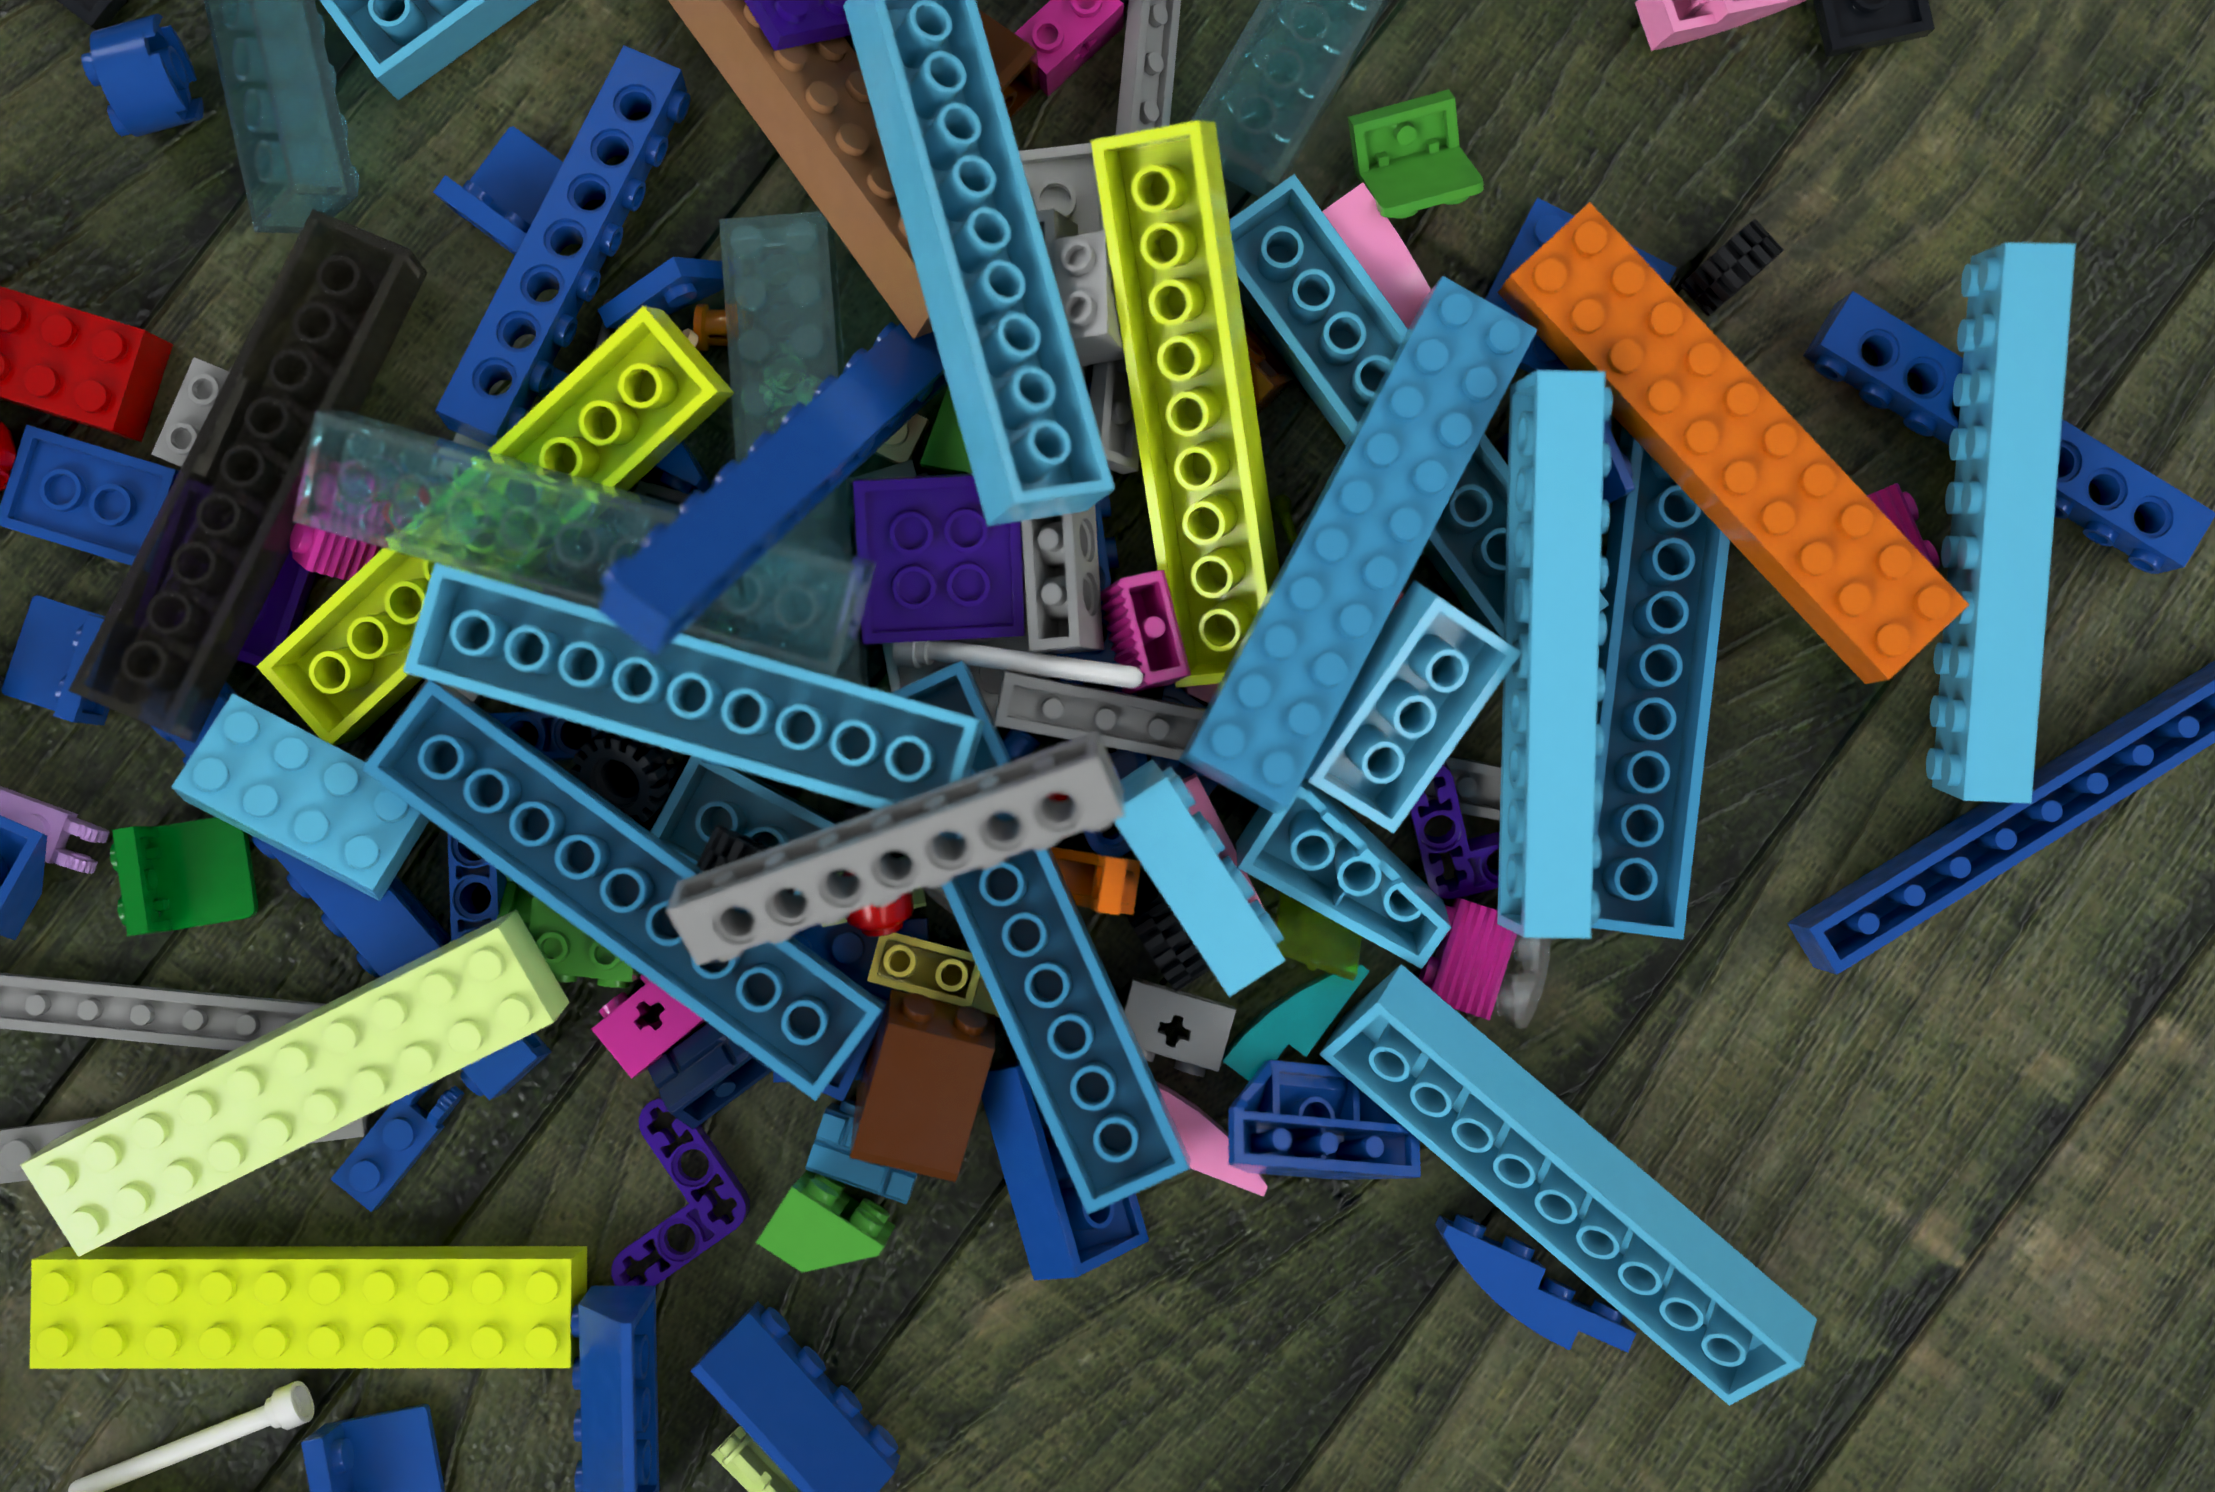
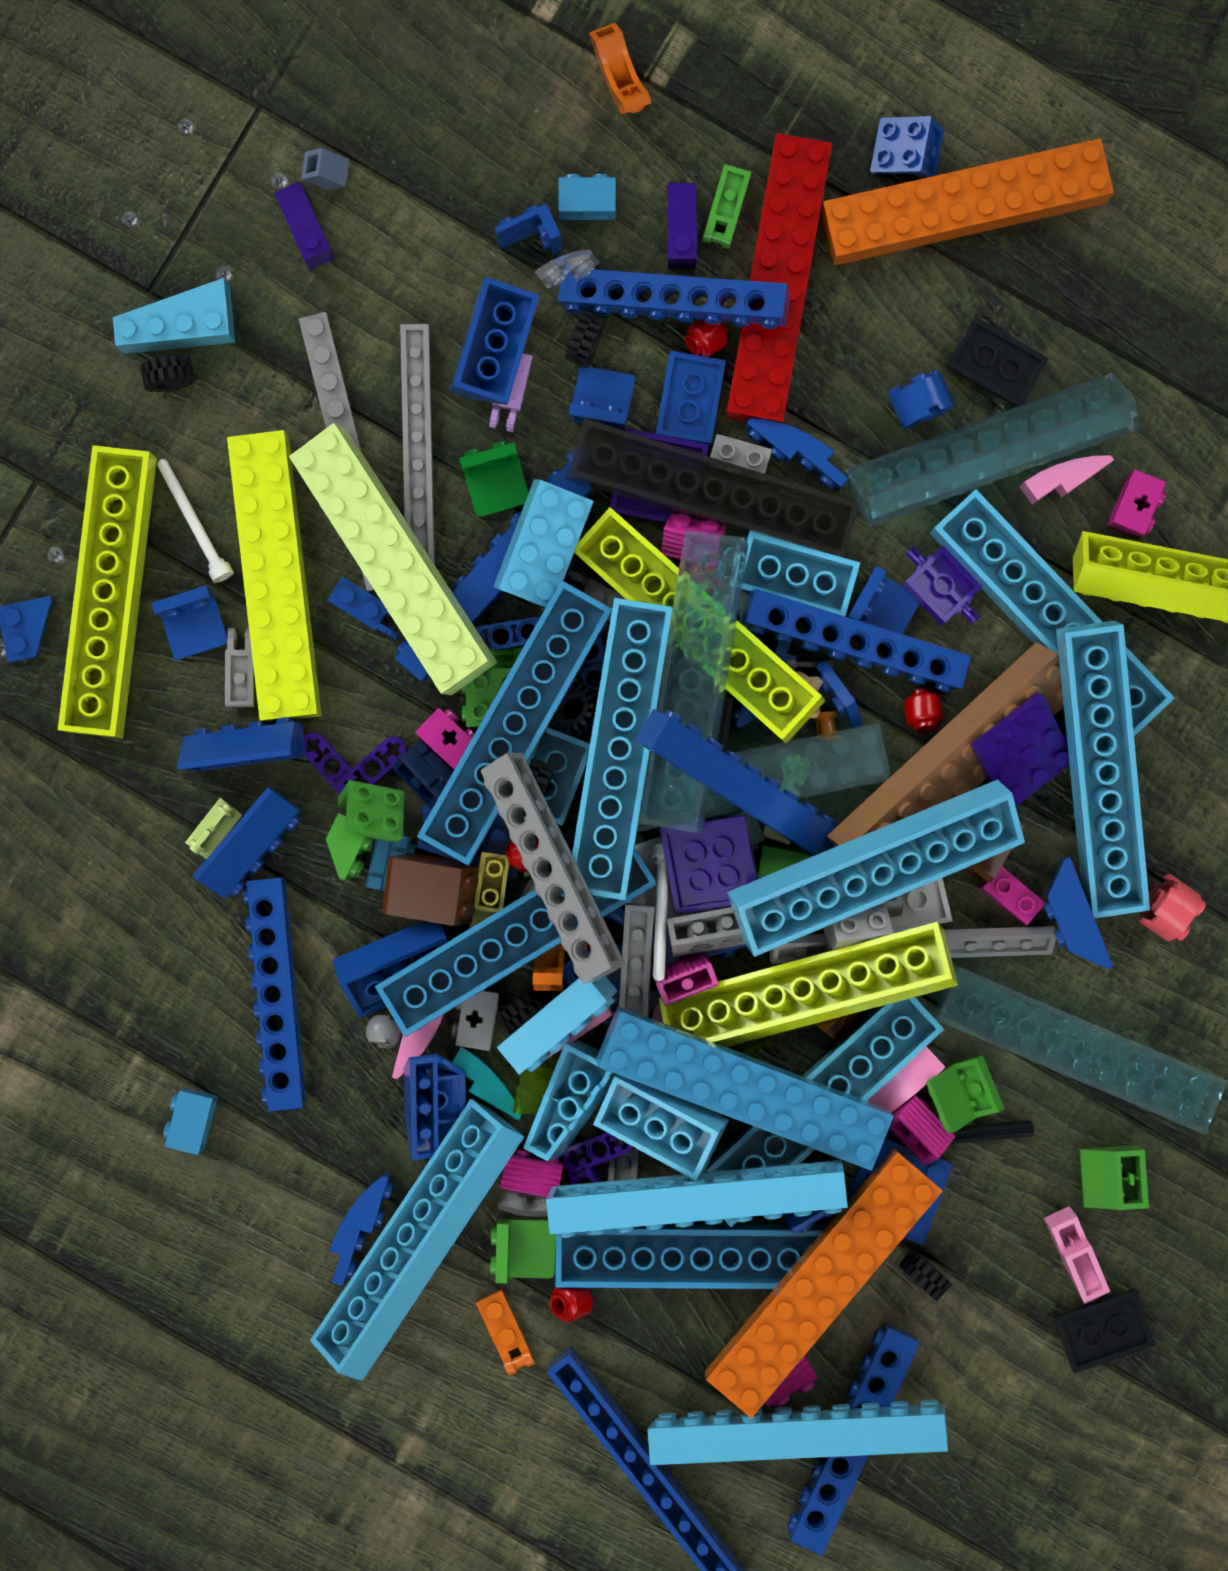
camera: 85 degrees right, 0 degrees up
(199, 313) = (791, 442): none -> blue slope
(425, 330) = (799, 573): none -> medium azure brick
(485, 1394) = (239, 673): none -> light grey hinge
(492, 85) = (942, 585): none -> dark purple plate
(715, 147) = (923, 711): none -> red head
(763, 1175) = (373, 810): none -> bright green bracket
(1059, 1373) = (286, 1007): none -> blue brick
(1178, 1202) = (383, 1031): none -> light grey piece
(1473, 240) = (920, 1130): none -> dark pink brick
(1488, 119) = (994, 1131): none -> black axle
(1605, 992) = (522, 1249): none -> bright green bracket
(1714, 914) = (571, 1303): none -> red head
(1748, 1040) = (505, 1331): none -> orange plate

